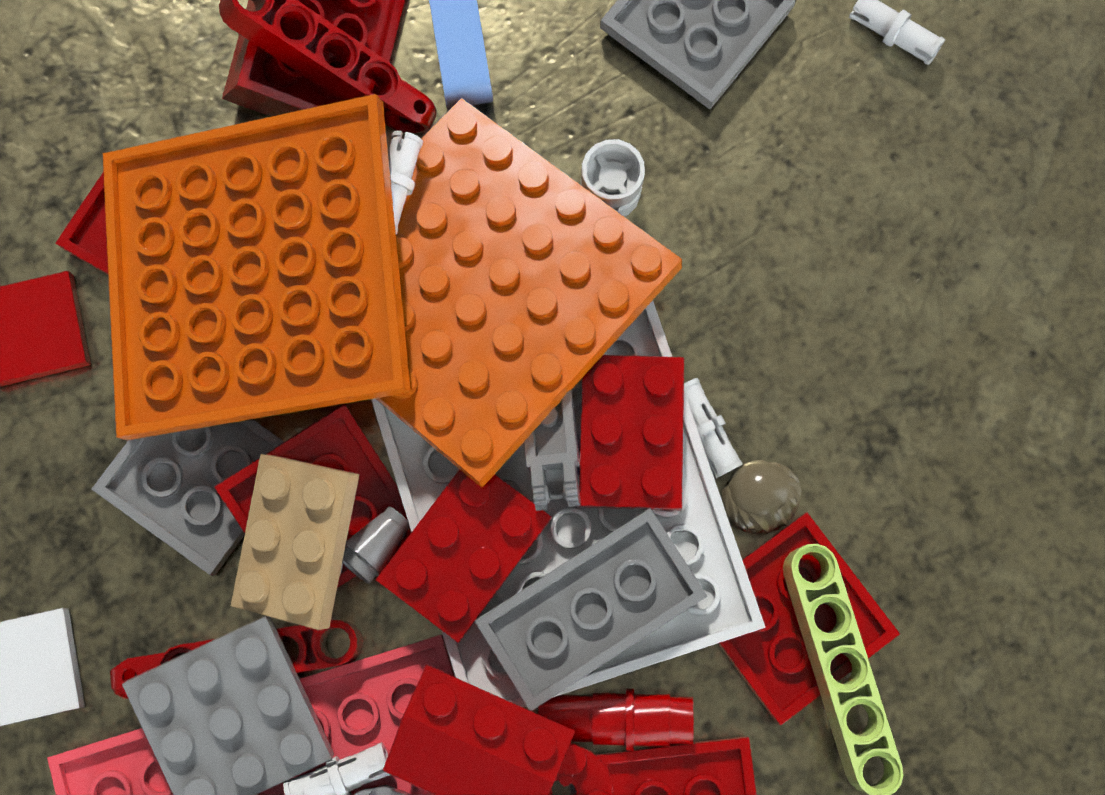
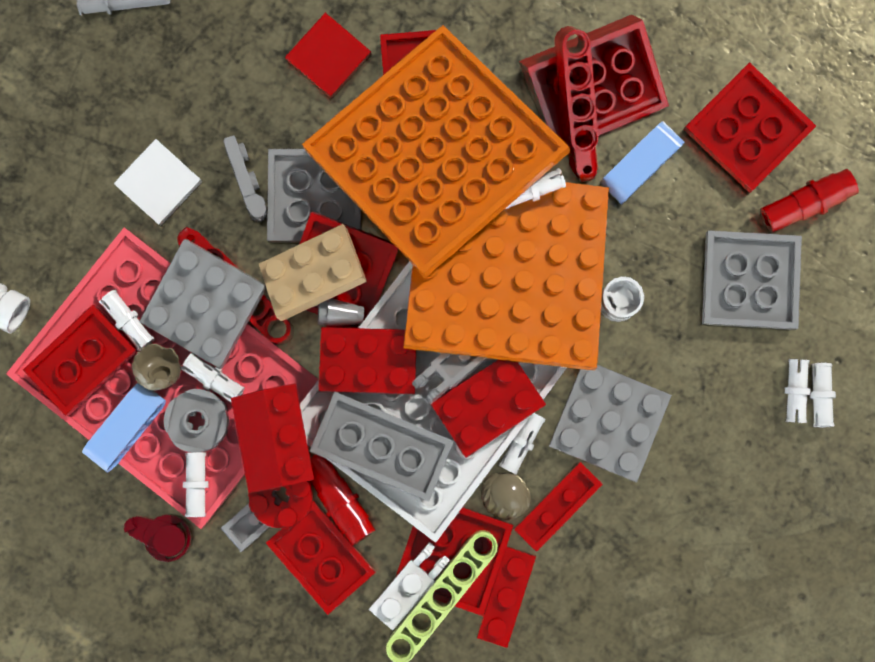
camera: 60 degrees right, 5 degrees up
(111, 548) = (246, 181): none -> light grey hinge
(754, 302) = (610, 421): none -> light grey plate
(800, 709) = (406, 589): none -> white hinge
(820, 440) = (558, 506): none -> red plate
(871, 53) = (797, 390): none -> white pin
(894, 587) = (506, 597): none -> red plate

